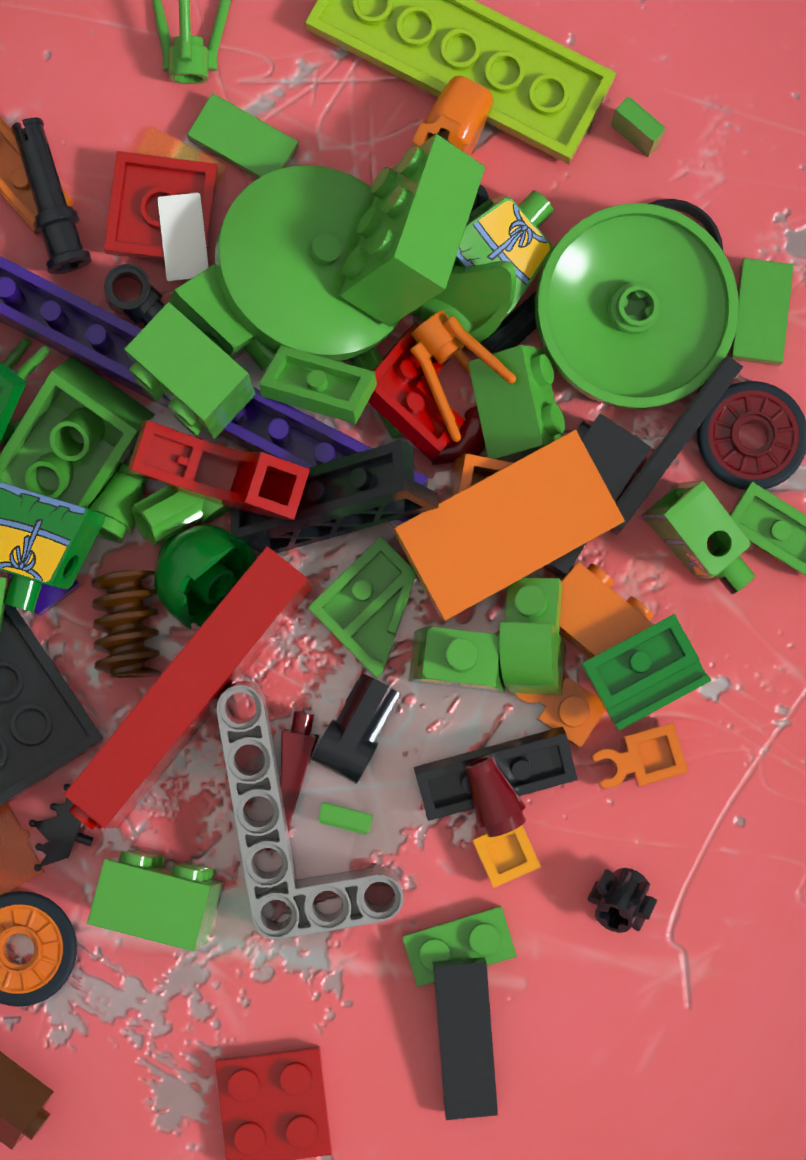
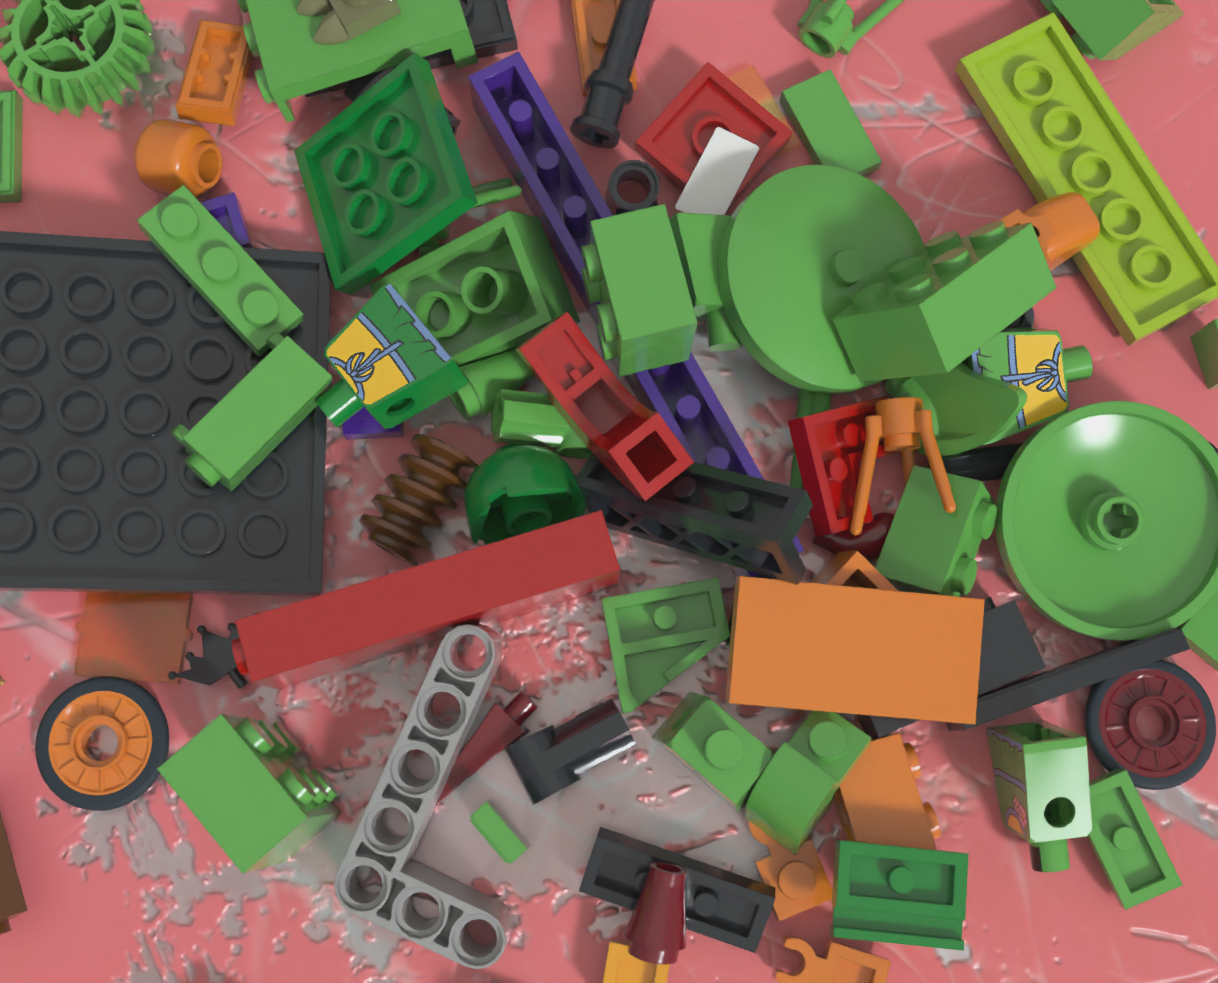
camera: 30 degrees right, 5 degrees down
(318, 384) = (756, 388): bright green plate -> none

